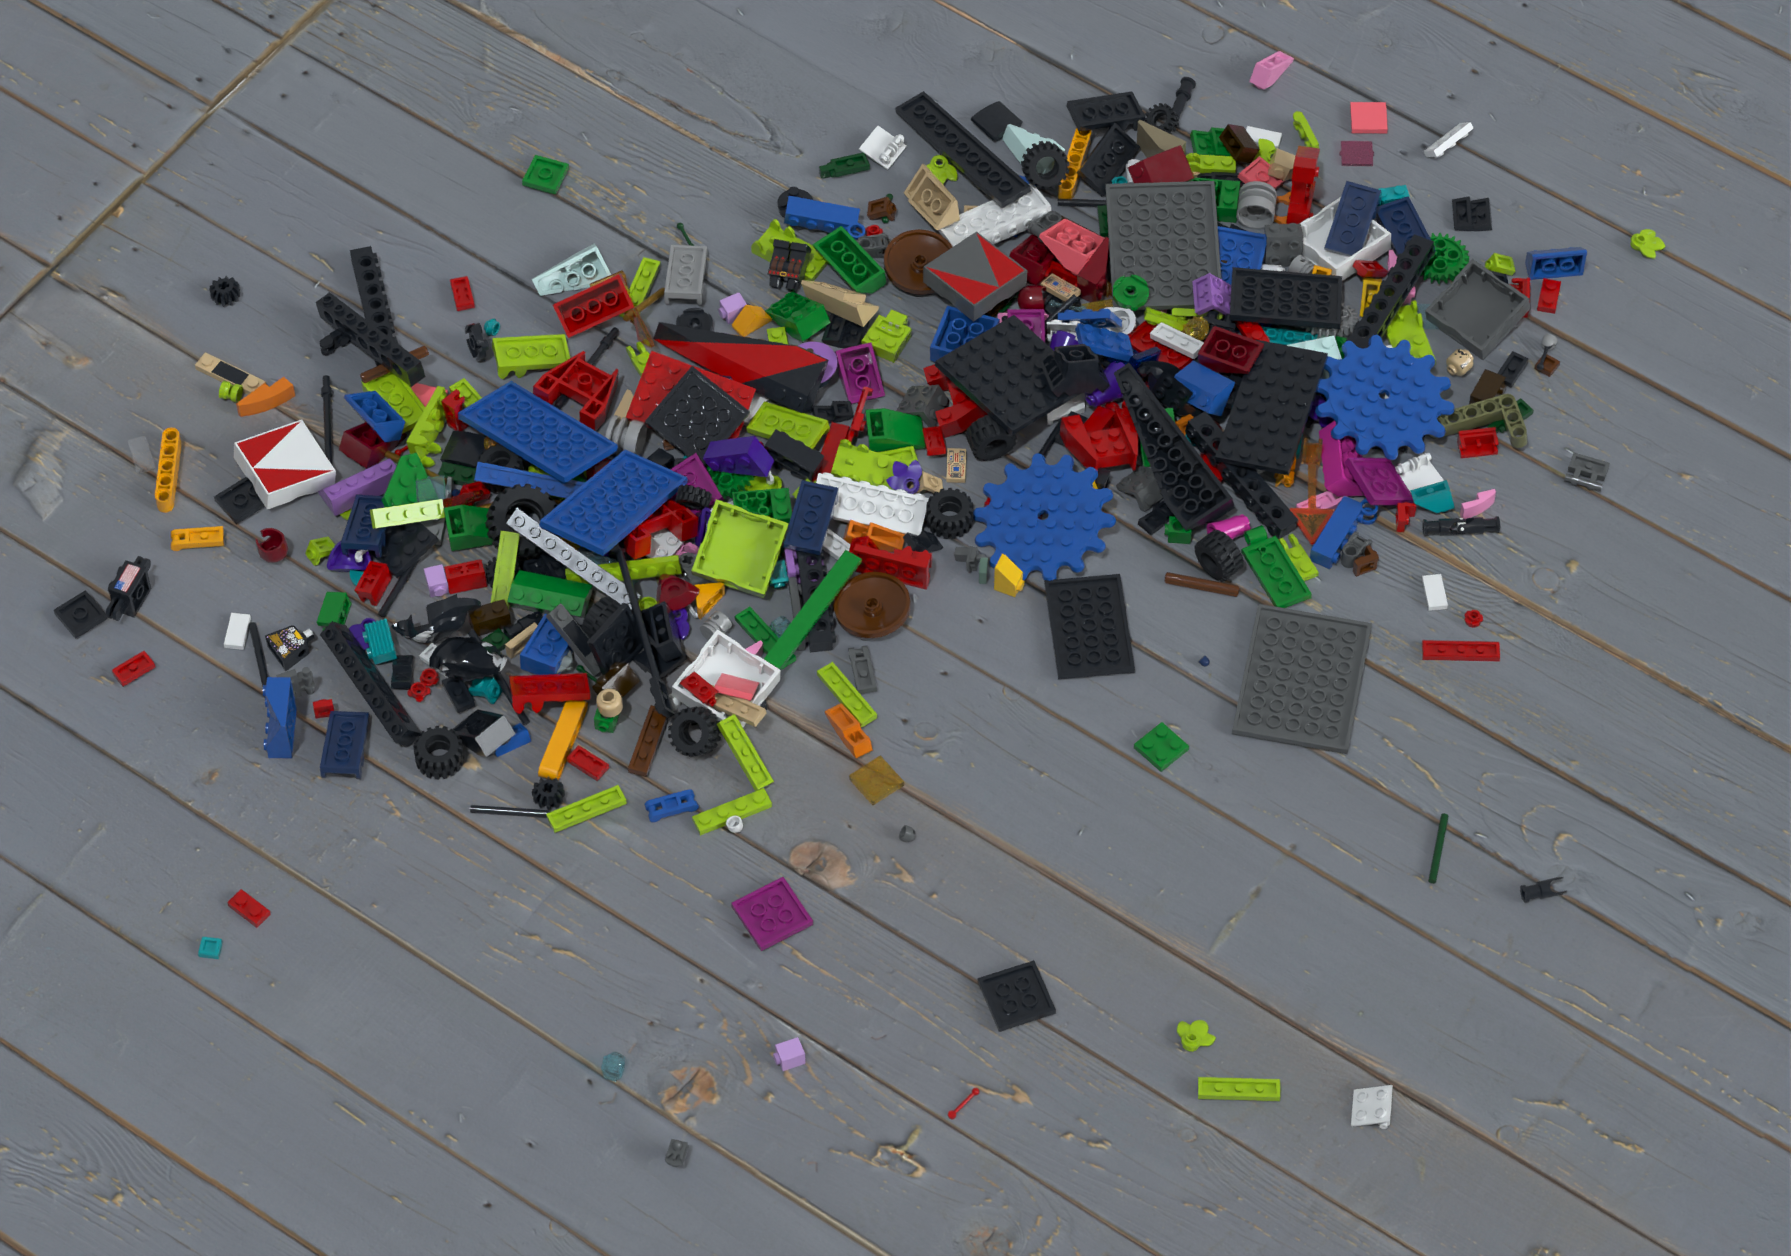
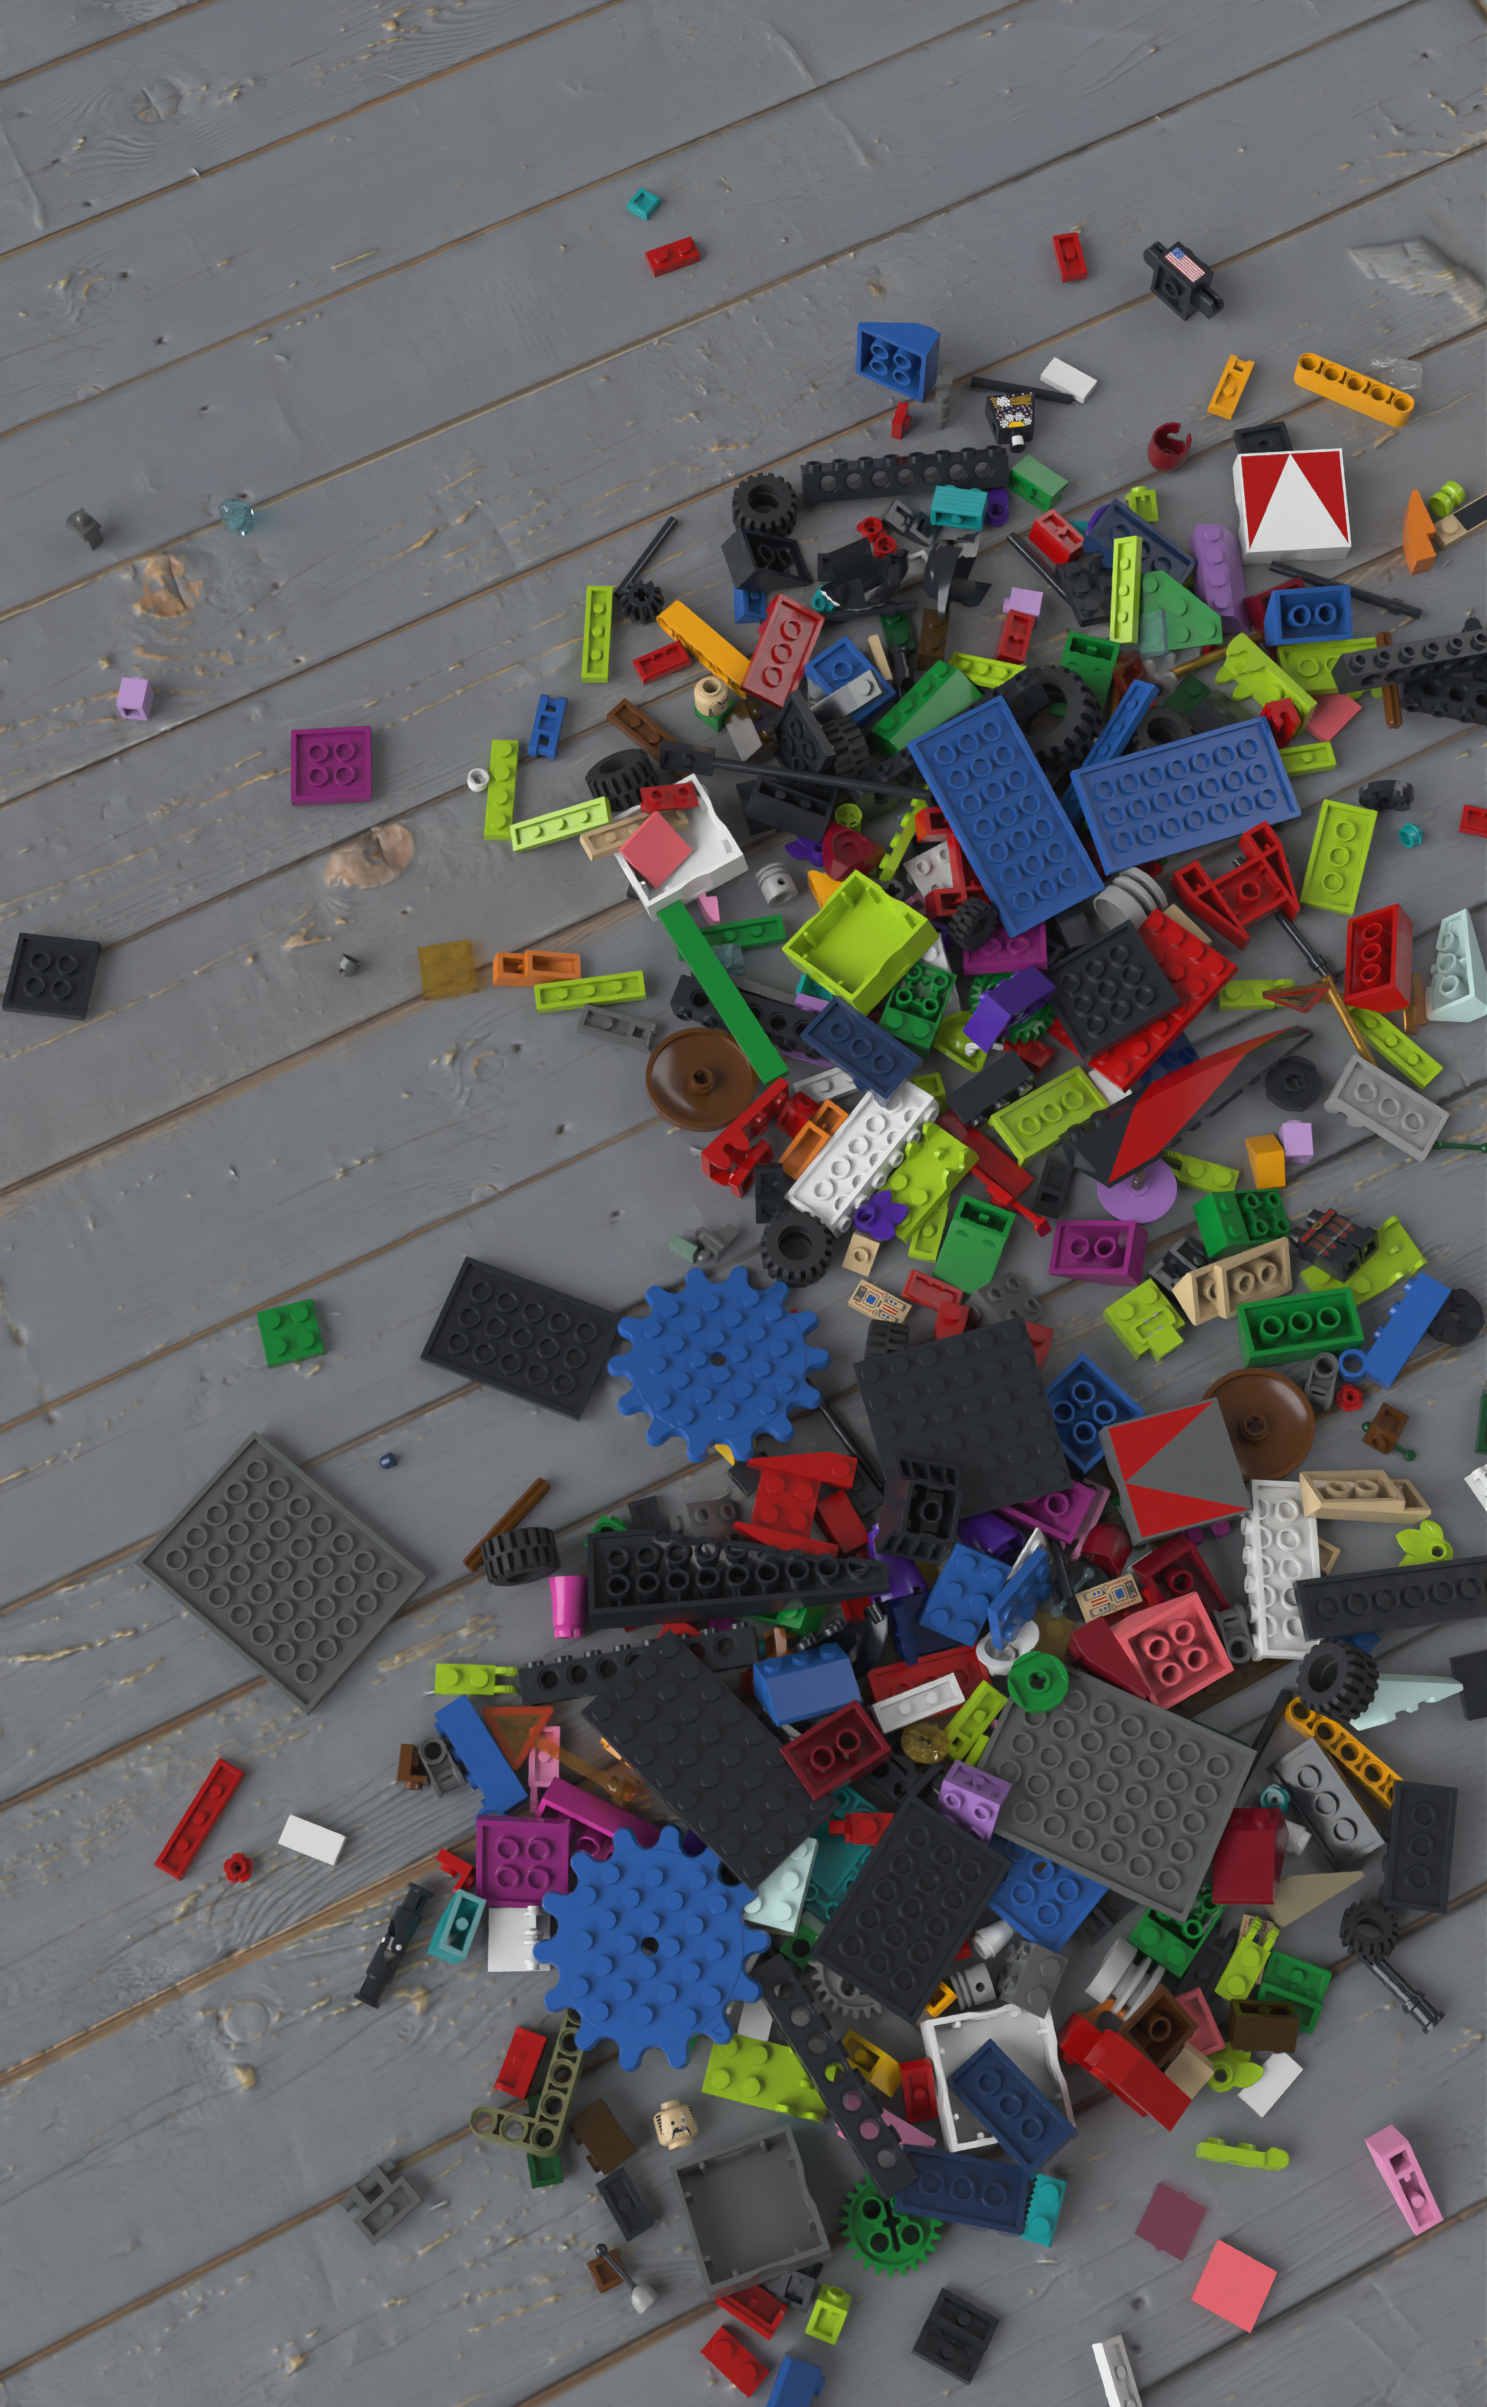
camera: 120 degrees right, 15 degrees up
(80, 614) = (1180, 225): black plate -> none
(344, 743) = (833, 419): dark blue hinge -> none
(1008, 577) = (649, 1267): yellow slope -> none
(1274, 569) = (471, 1633): green hinge -> none
(1275, 175) = (1158, 2027): none -> reddish brown slope
(1475, 507) = (415, 2003): bright pink slope -> none

